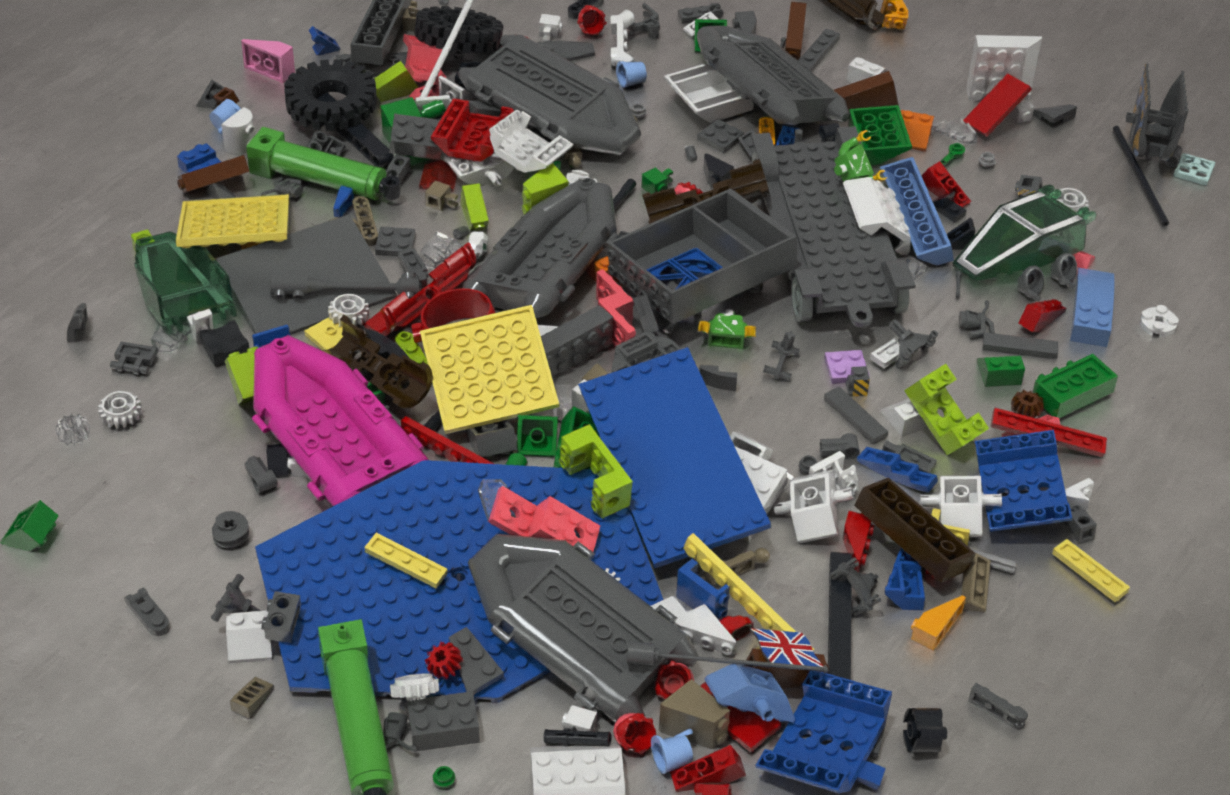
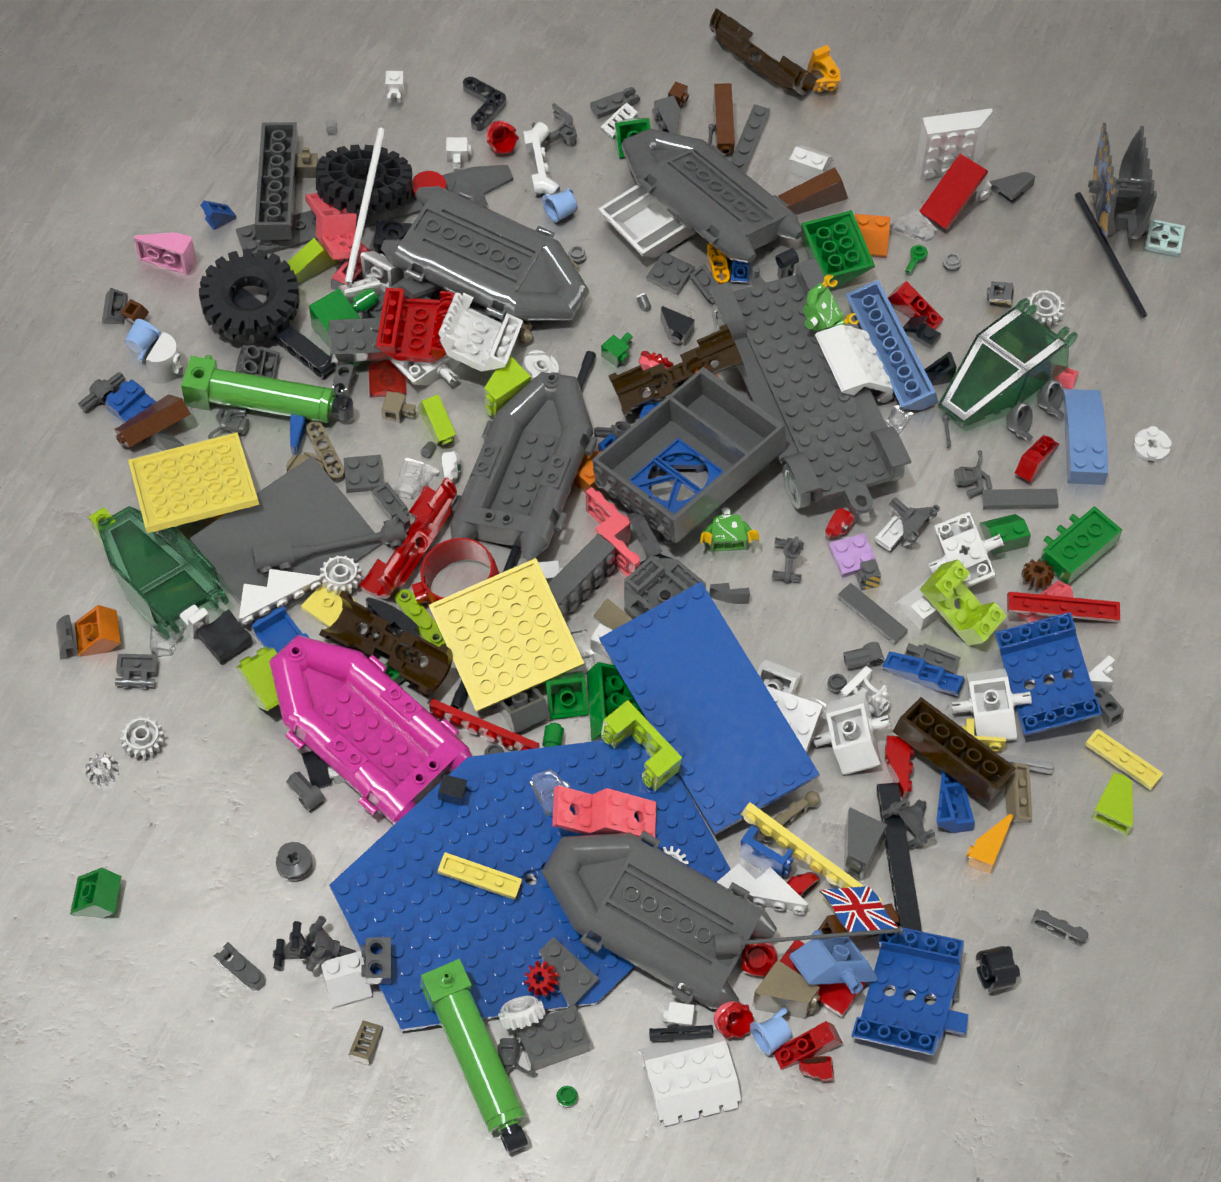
camera: 10 degrees left, 15 degrees up
(109, 322) = (97, 631): none -> orange slope
(174, 148) = (100, 390): none -> dark grey axle
(204, 599) = (295, 948): none -> black axle
(288, 311) = (280, 588): none -> white slope
(398, 480) = (452, 789): none -> black panel
(760, 12) = (680, 93): none -> reddish brown plate
(805, 596) = (862, 842): none -> dark grey slope
(838, 337) = (839, 523): none -> red rock
(961, 363) = (962, 542): none -> white slope
(1075, 607) = (1116, 804): none -> lime slope

